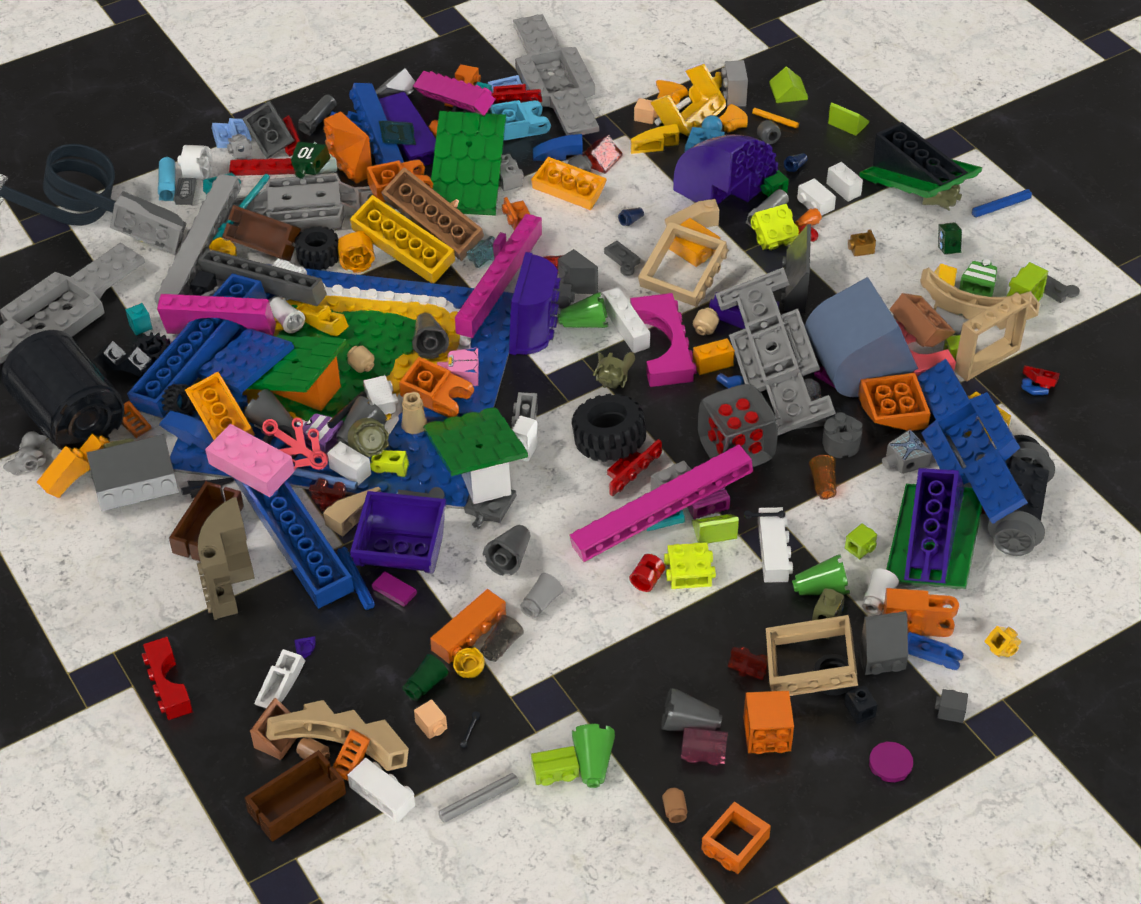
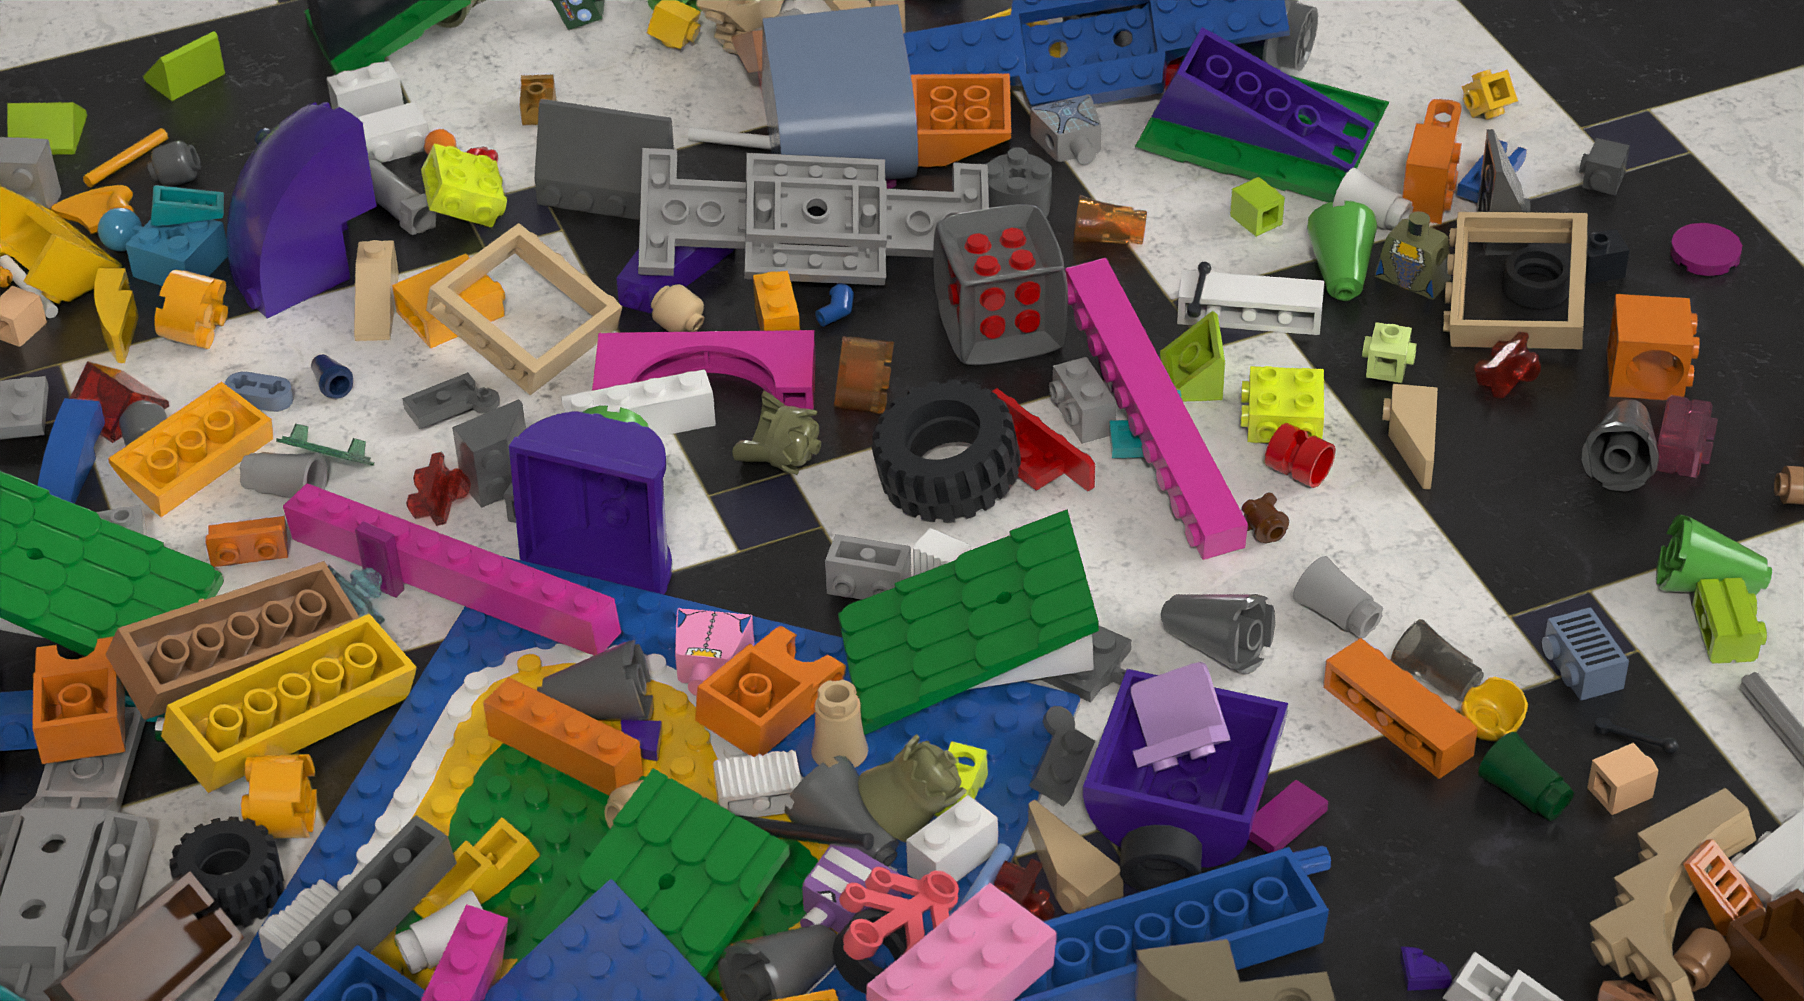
camera: 80 degrees left, 5 degrees down
(339, 531) = (1159, 856): none -> black tyre
(398, 329) = (562, 737): none -> orange brick
(408, 357) = (648, 734): none -> dark purple tile
(409, 530) = (1178, 716): none -> lavender bracket
(519, 702) = (1585, 654): none -> sand blue brick
(556, 216) = (282, 472): none -> light grey plant
(572, 221) = (299, 439): none -> clear green piece
(597, 563) = (1265, 519): none -> reddish brown brick
(620, 197) = (262, 390): none -> sand blue beam
(657, 158) = (191, 308): none -> light orange brick
(665, 391) = (863, 374): none -> clear orange brick
(682, 622) = (1413, 427): none -> tan slope
(717, 125) = (184, 205): none -> teal slope
(741, 605) = (1389, 352): none -> yellowish green brick

